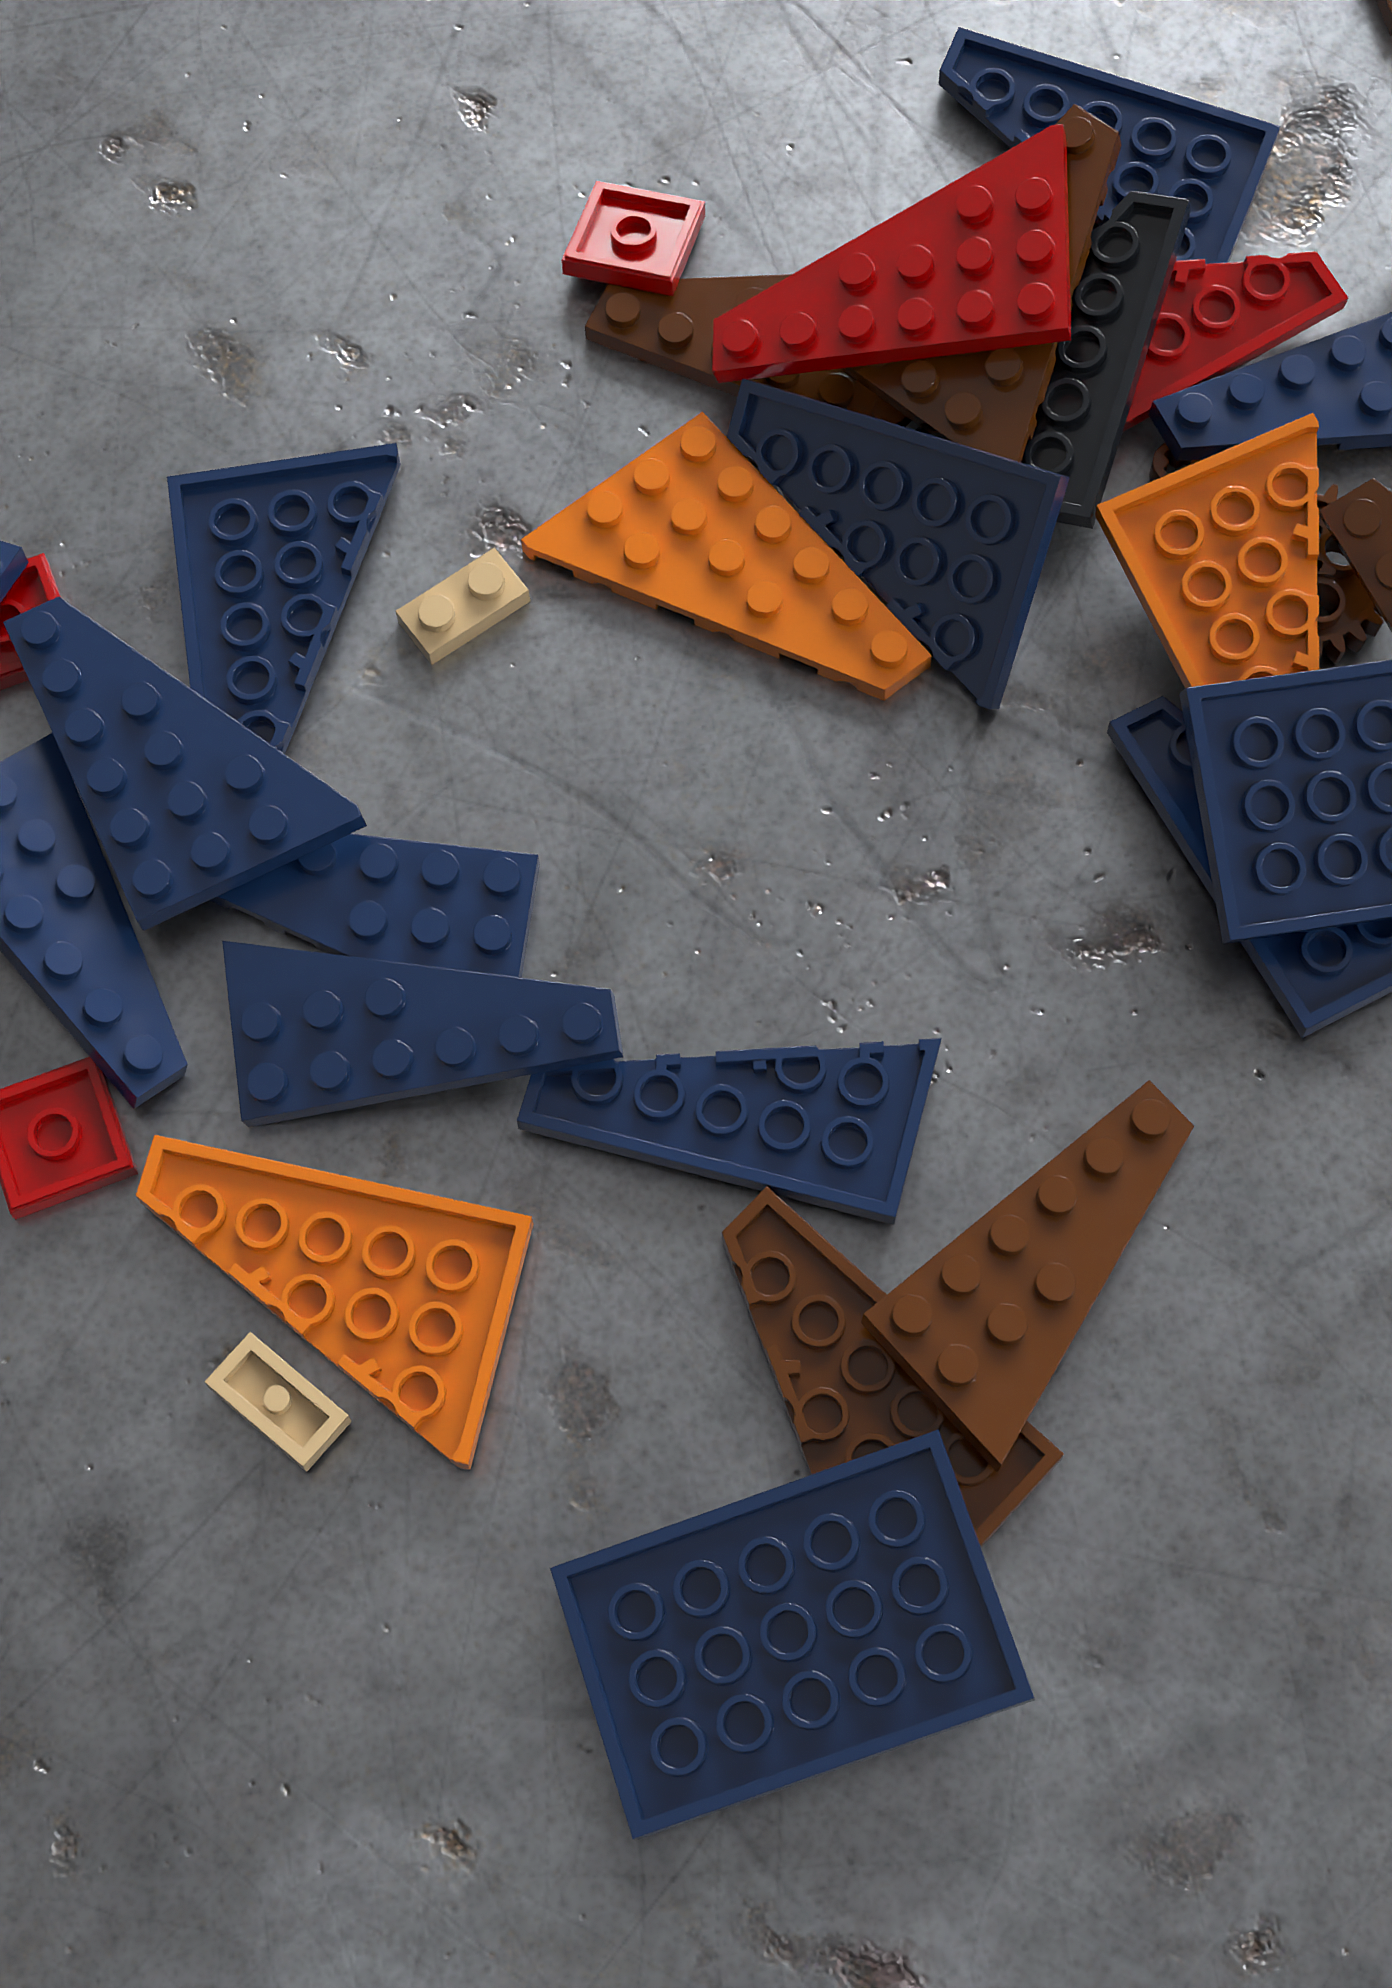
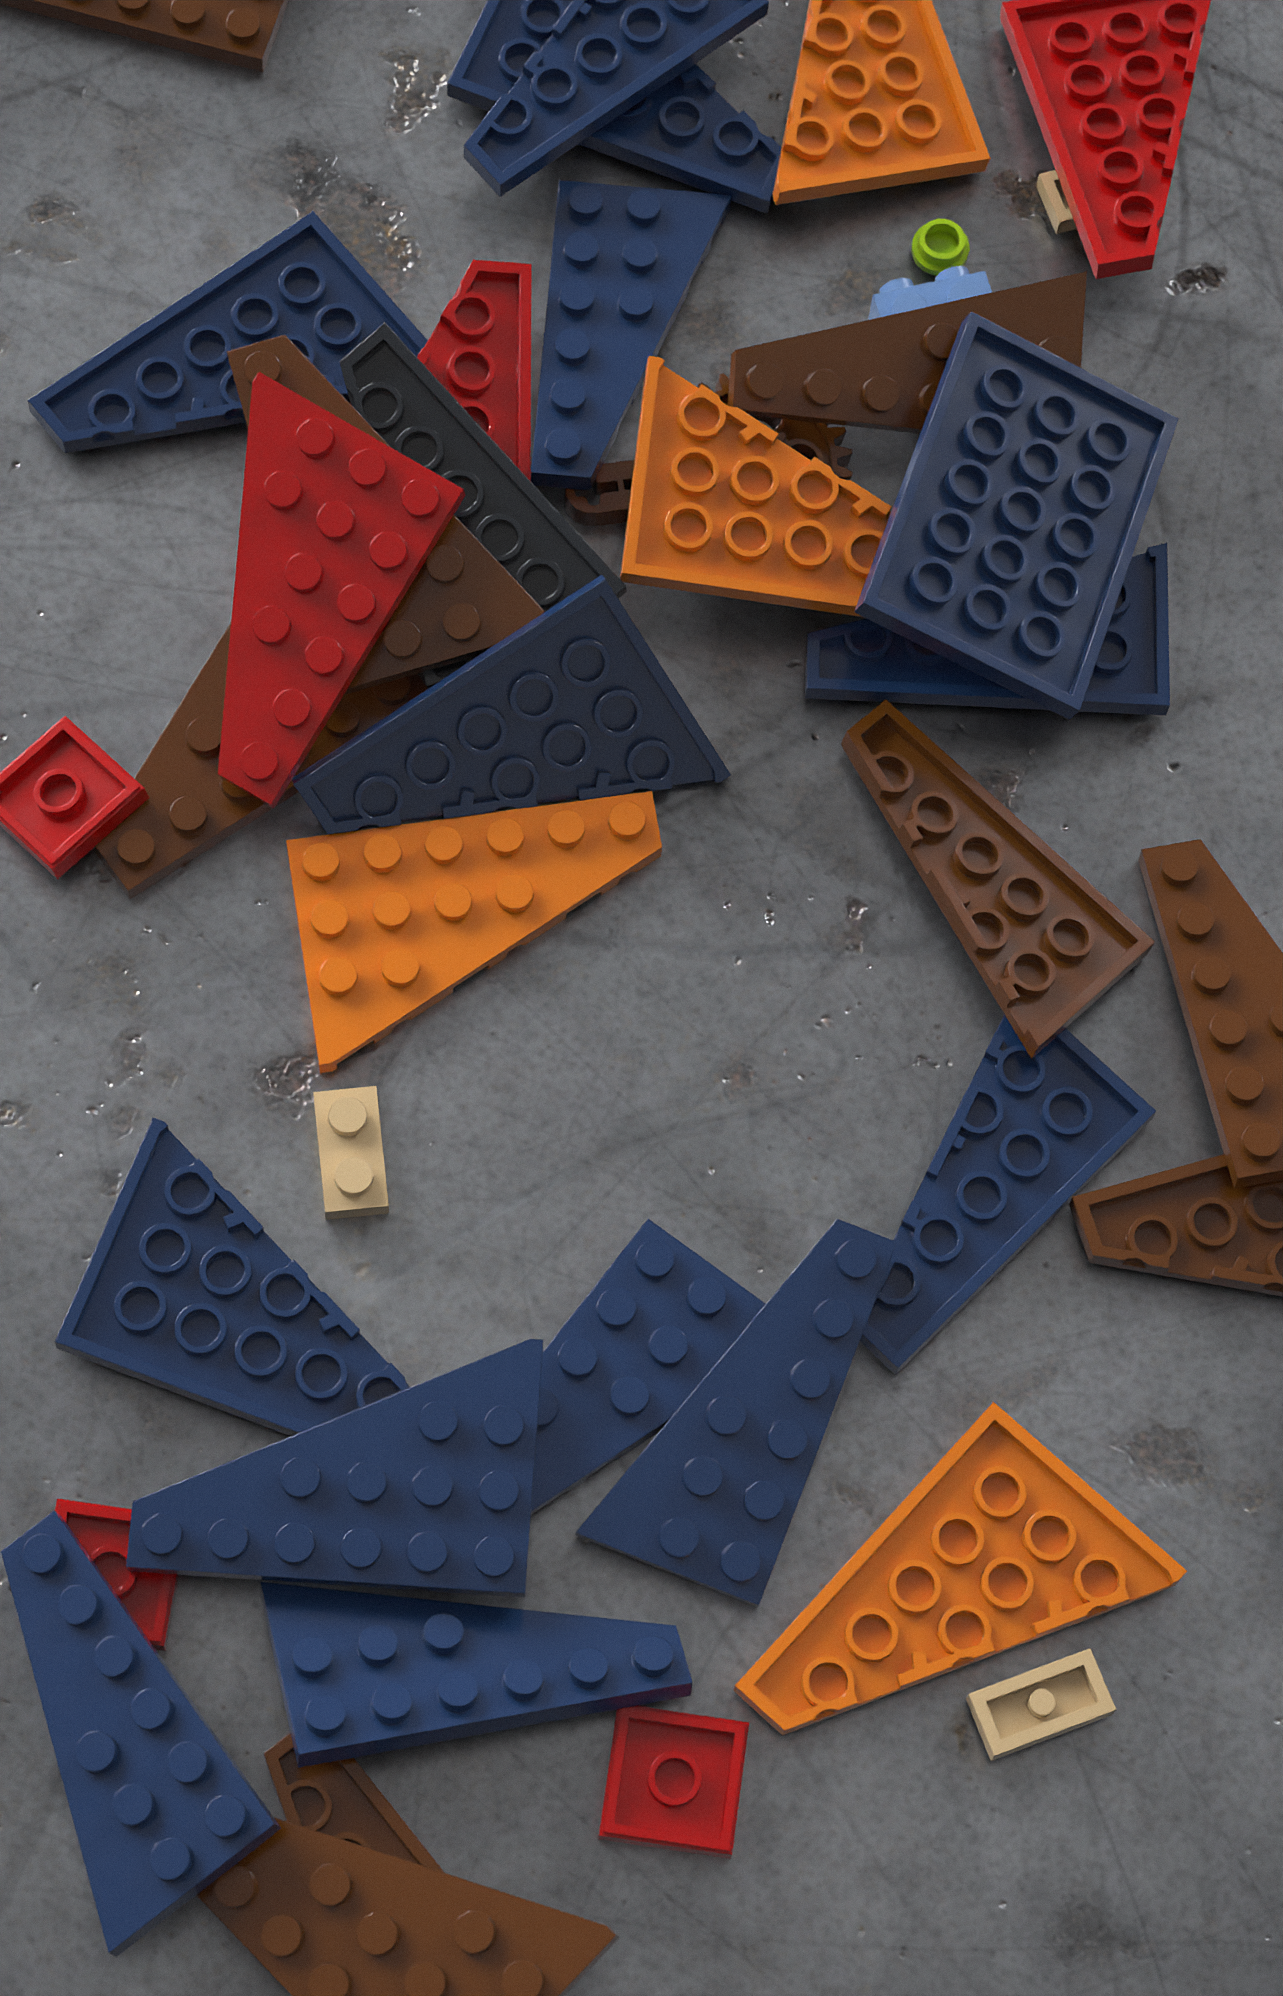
camera: 70 degrees left, 0 degrees up
(1020, 996) = (1016, 905): none -> reddish brown wing

